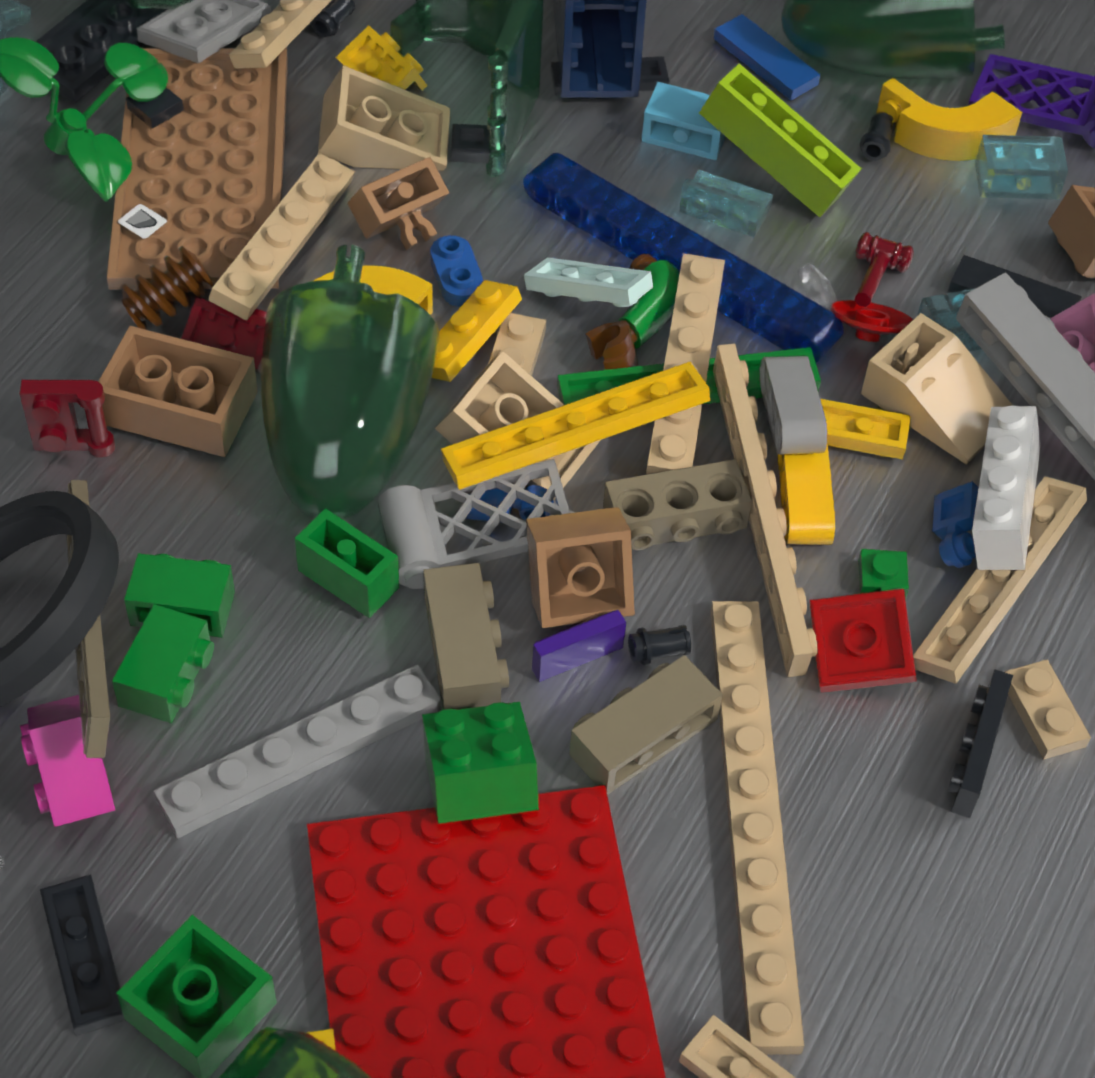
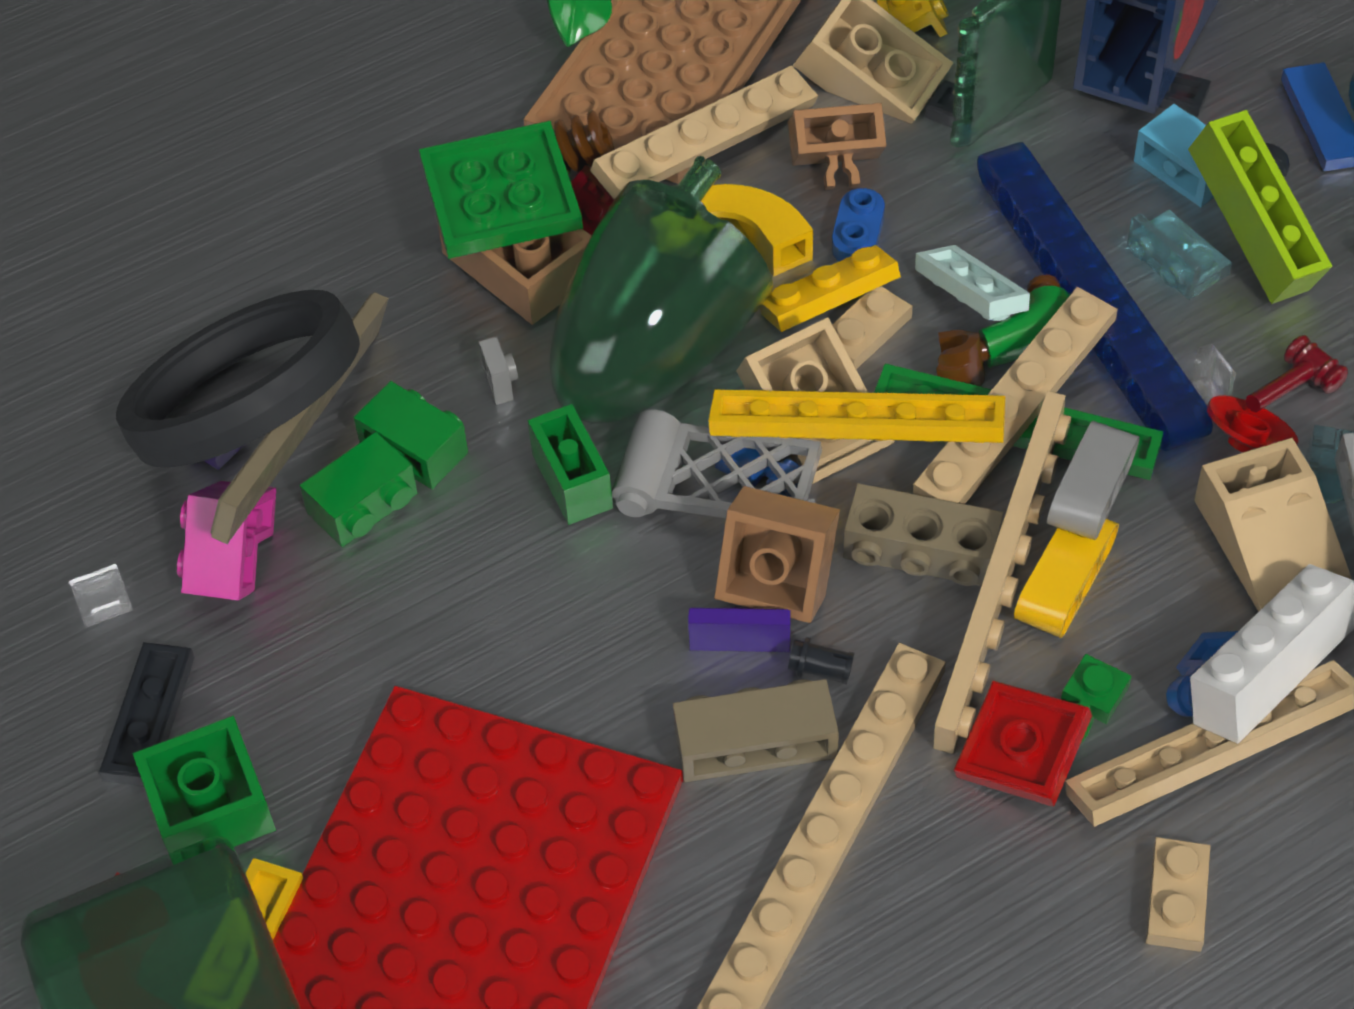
camera: 35 degrees right, 0 degrees up
(53, 417) = (394, 228): dark red plate -> none
(142, 221) = (587, 76): white sticker -> none
(144, 343) = (500, 189): none -> green plate
(223, 507) = (498, 370): none -> light grey plate
(296, 751) = (433, 617): light grey plate -> none
(464, 636) = (636, 578): dark tan brick -> none
(480, 762) = (570, 695): green brick -> none
(866, 429) = (1164, 532): yellow plate -> none
(979, 743) = (1079, 894): black plate -> none

